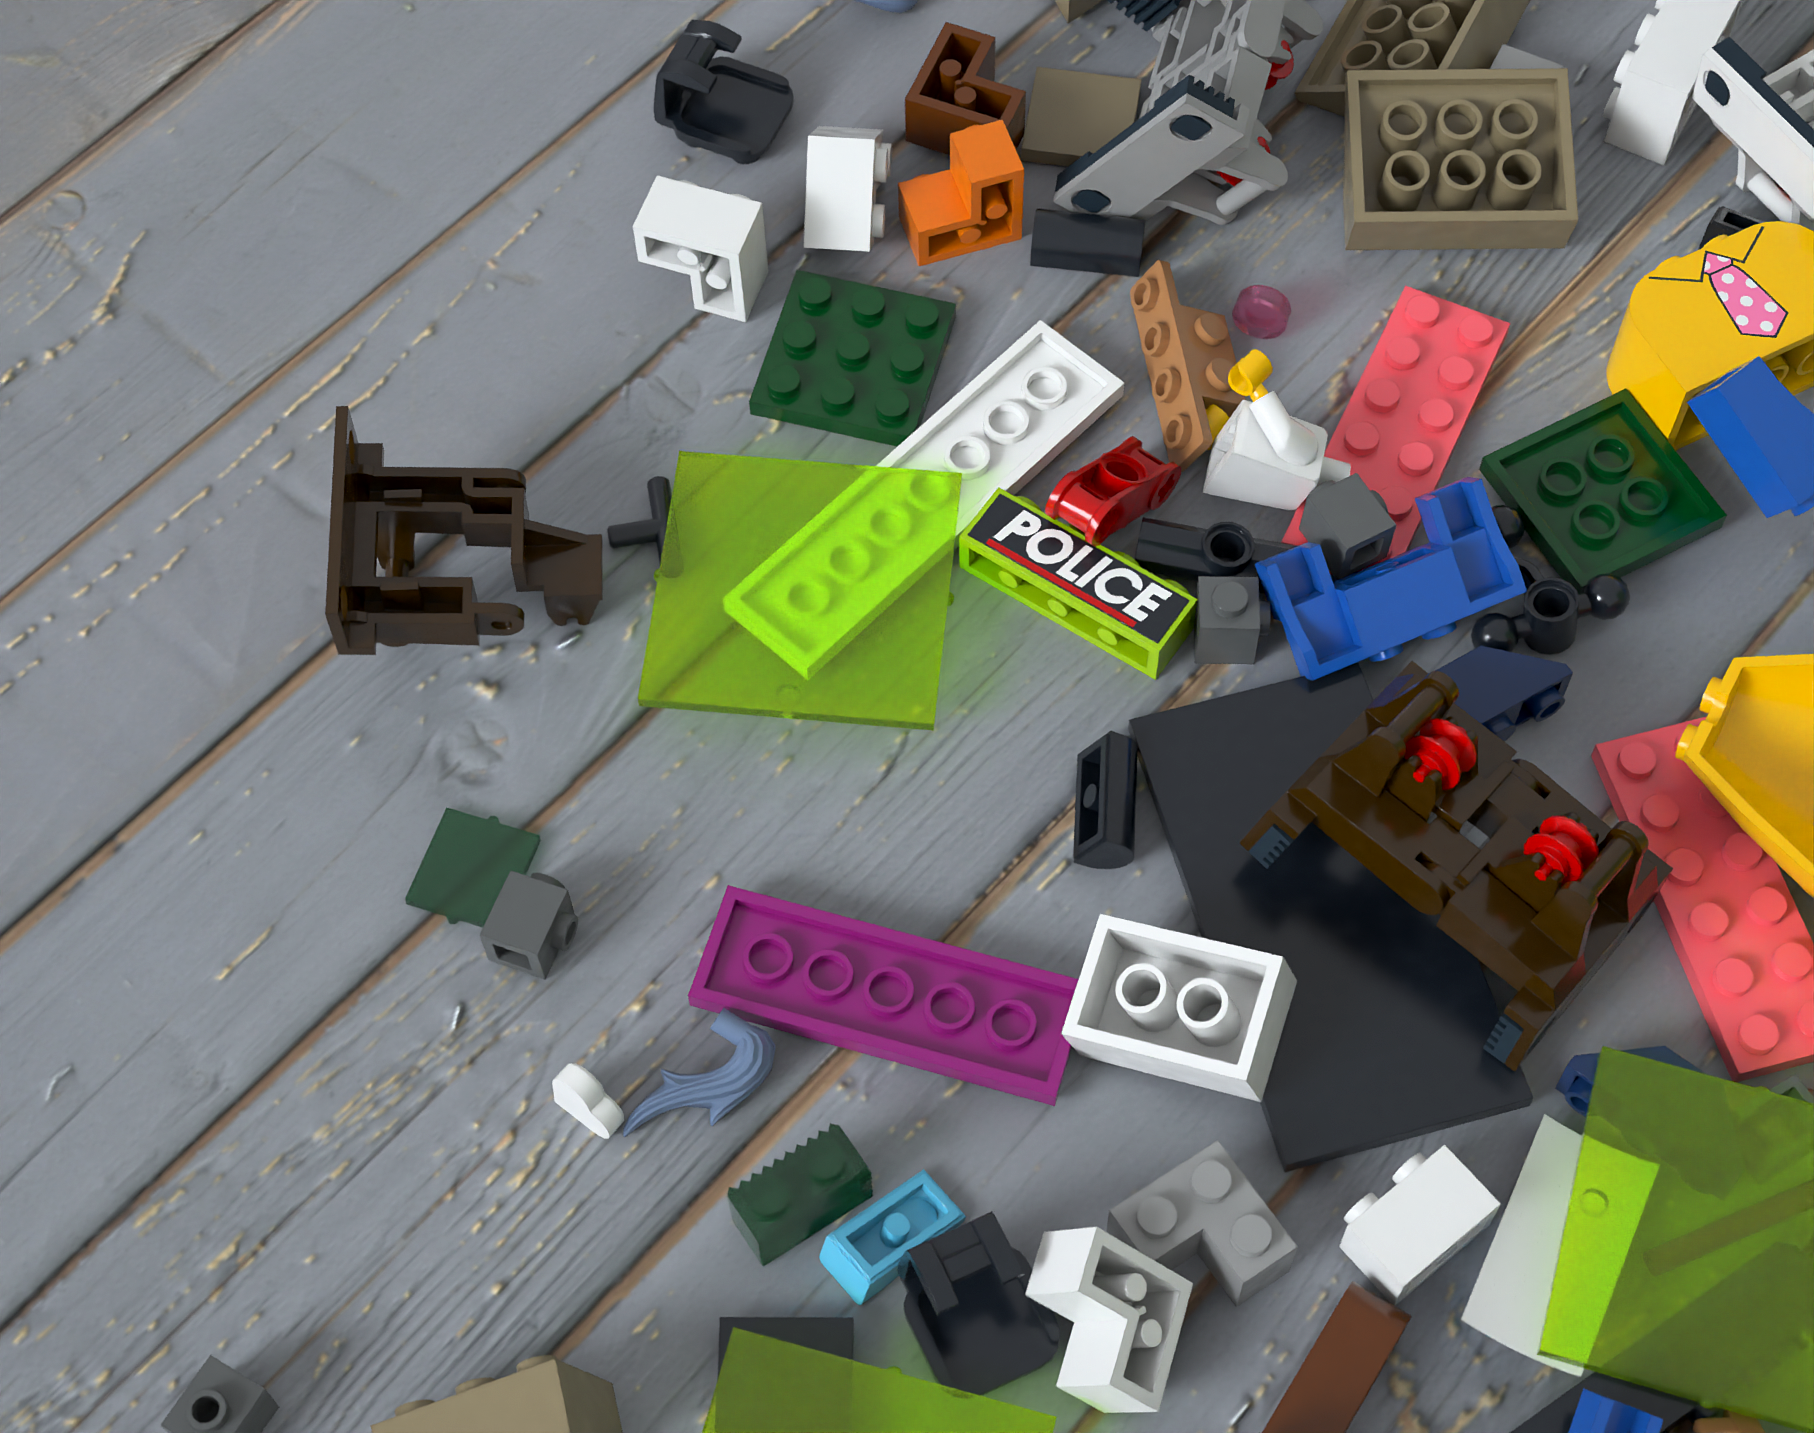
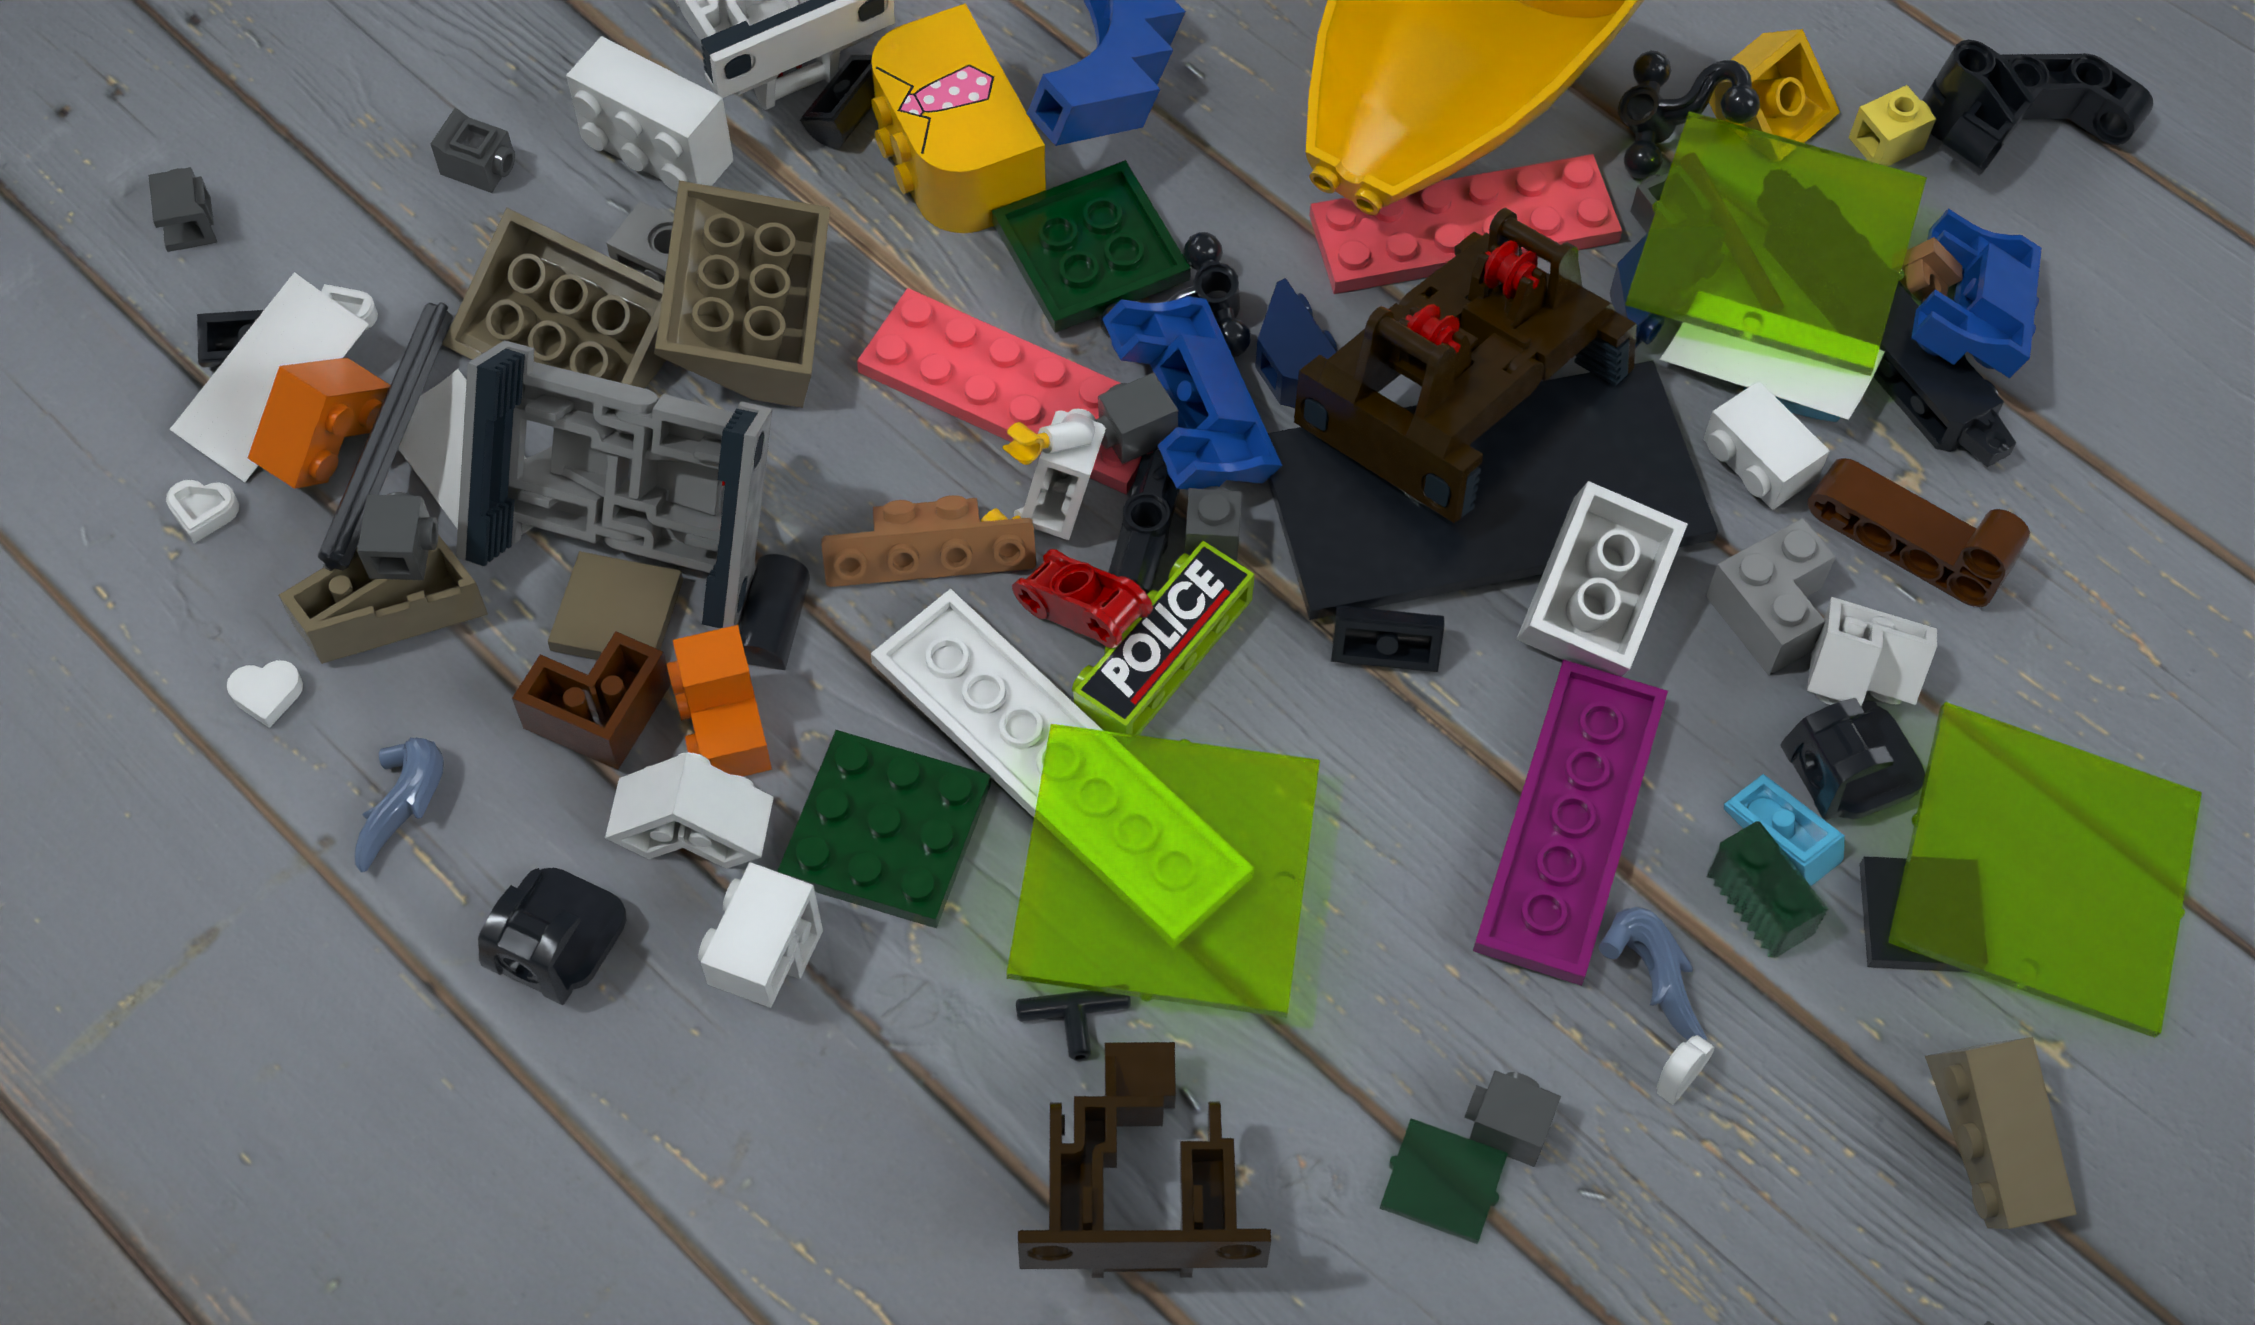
camera: 90 degrees left, 0 degrees up
(1261, 312) = (875, 474): clear pink tile -> none

